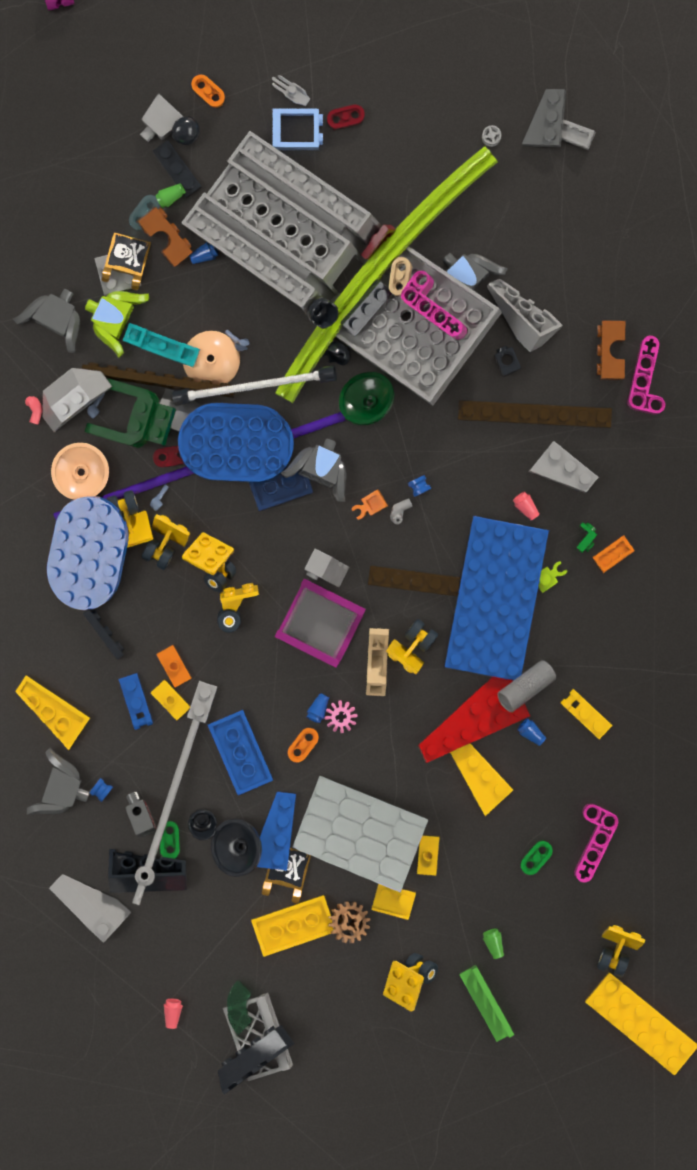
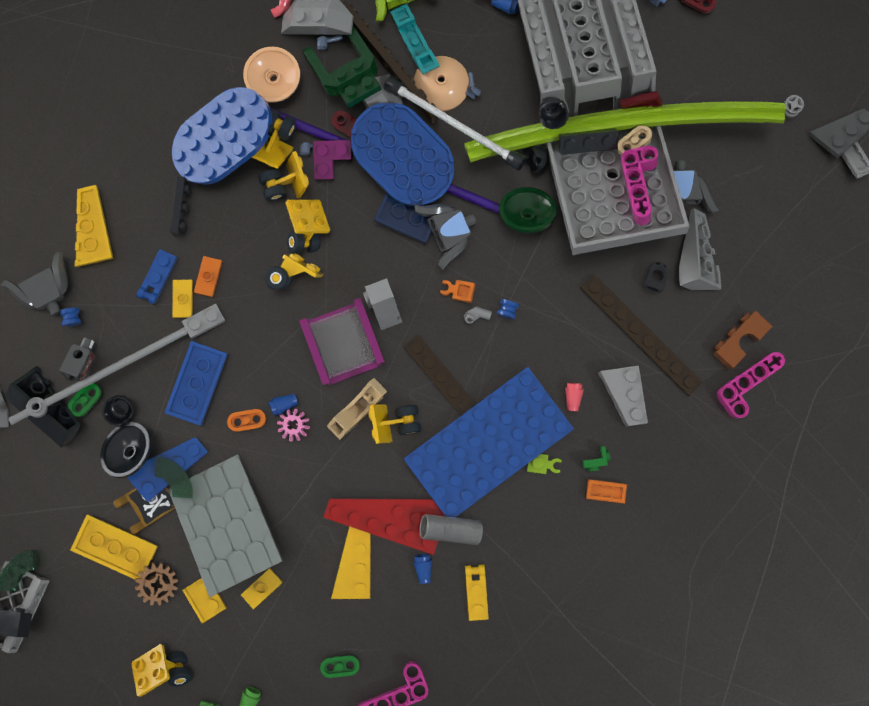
camera: 50 degrees right, 5 degrees down
(175, 493) = (326, 152): none -> magenta plate
(292, 833) = (175, 476): none -> clear green tile

